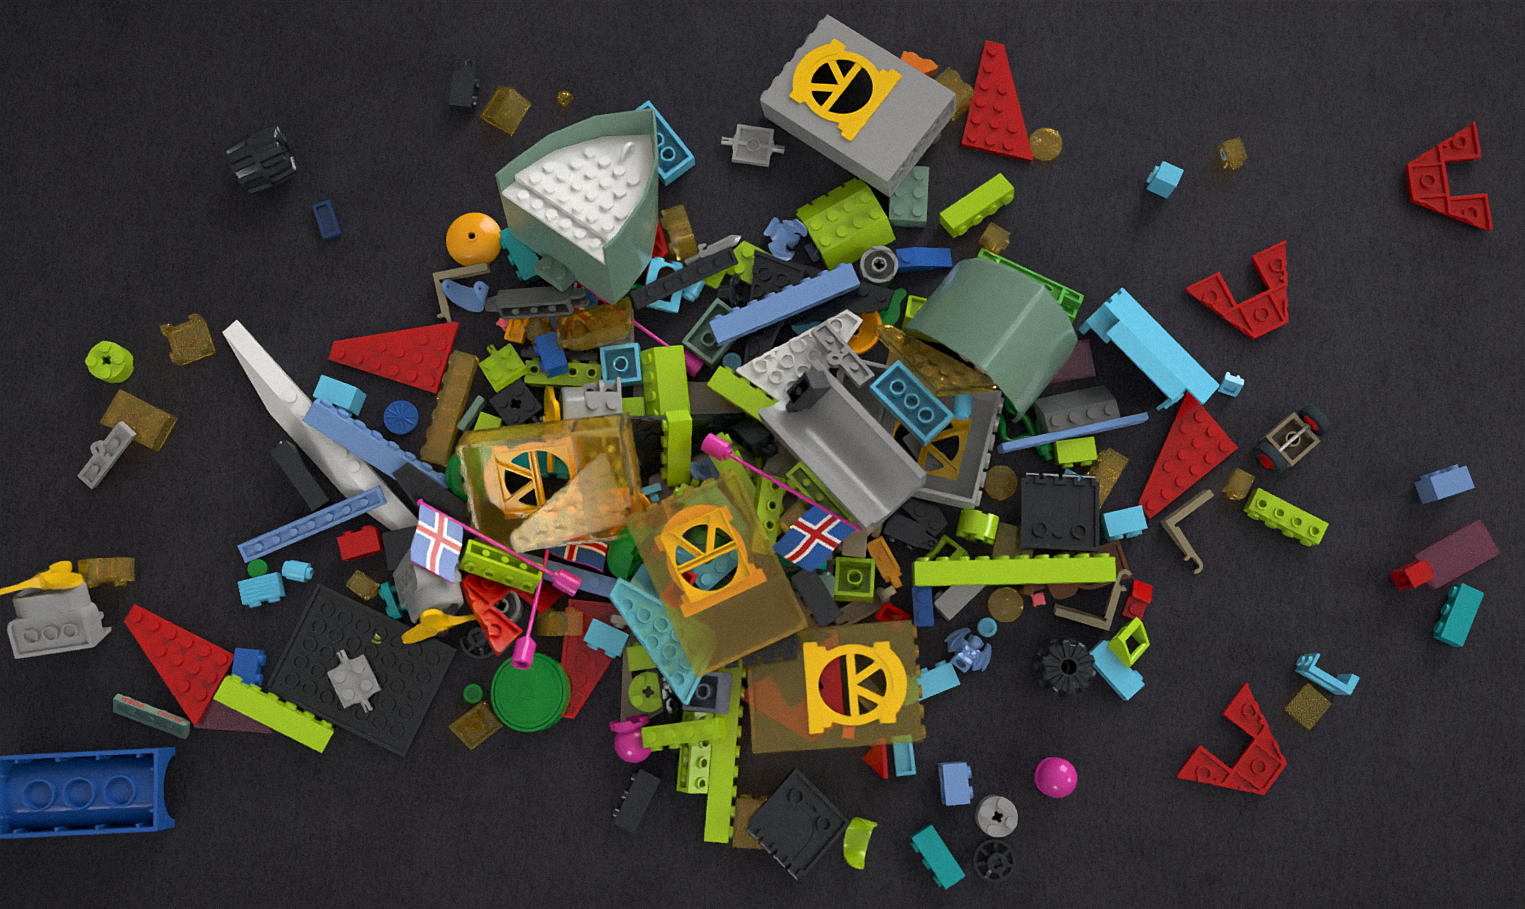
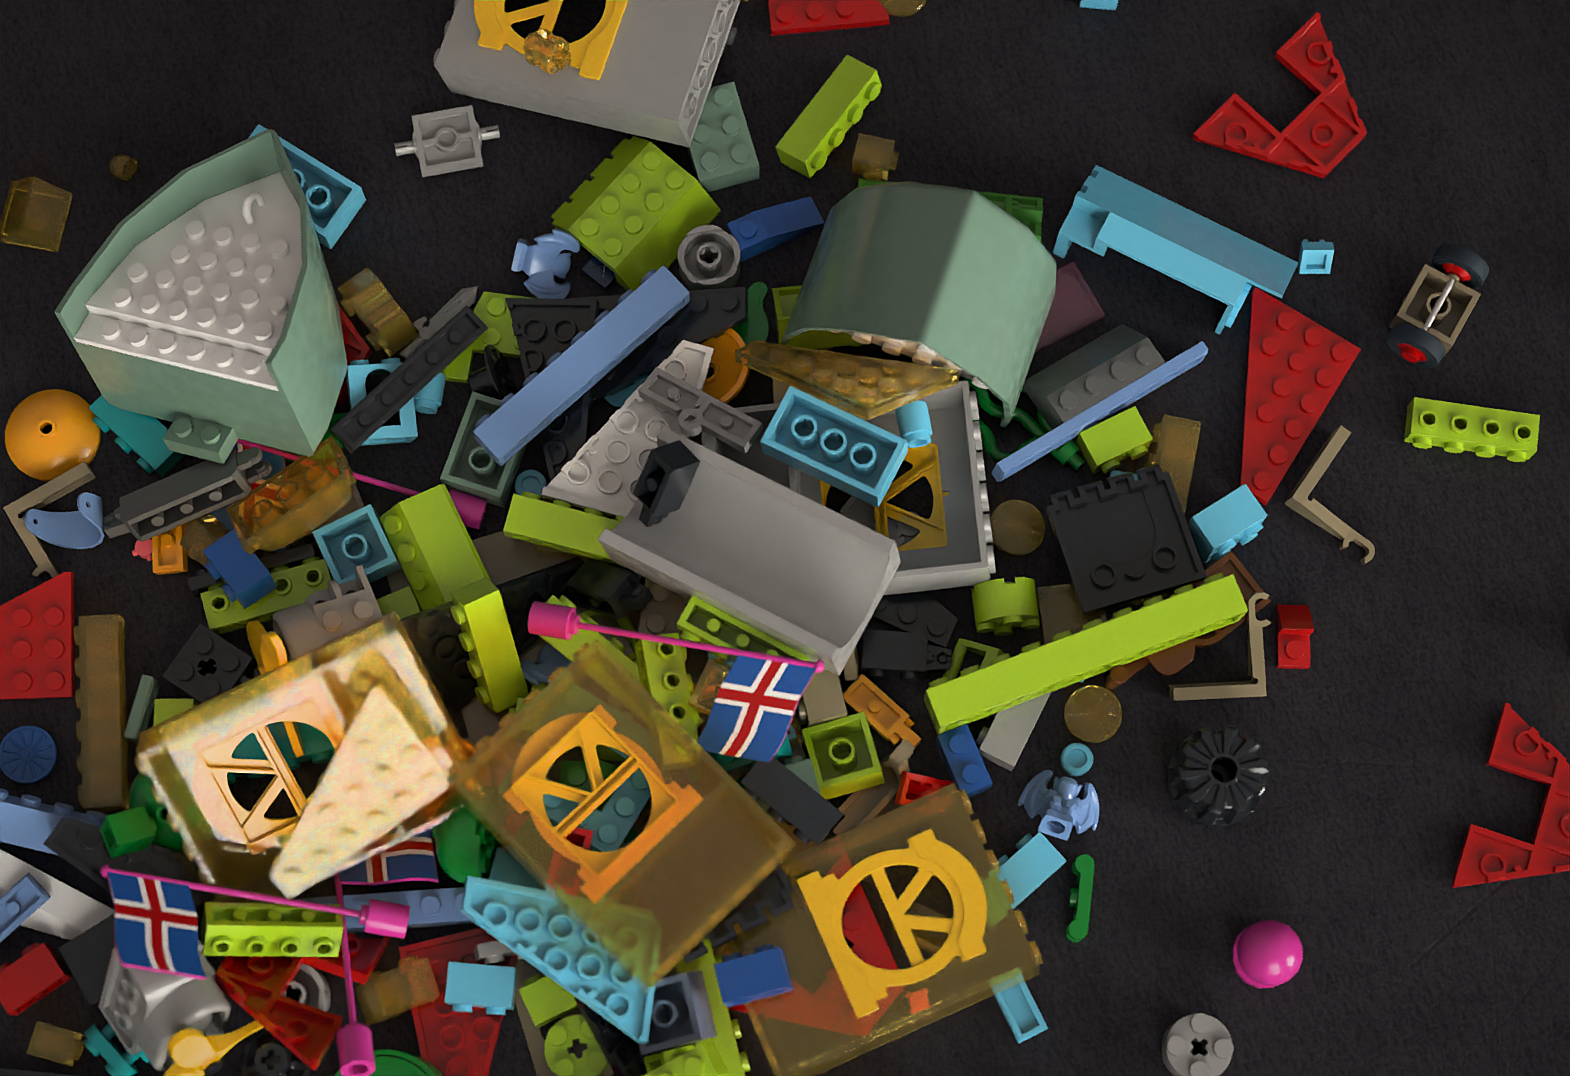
camera: 20 degrees left, 5 degrees down
(440, 483) = (128, 831): none -> green brick
(503, 366) = (166, 616): lime plate -> none
(652, 492) = (474, 728): medium azure tile -> none
(759, 689) = (753, 975): none -> blue brick
(826, 114) = (546, 51): none -> clear yellow piece
(877, 759) = (979, 1028): red slope -> none
(954, 783) = (1113, 1018): medium blue brick -> none
(960, 707) = (1080, 898): none -> green plate
(1038, 599) = (1140, 687): coral piece -> none
(1116, 674) = (1300, 754): medium azure brick -> none
(1118, 644) = (1291, 714): lime tile -> none
(1238, 484) = (1381, 403): clear yellow brick -> none

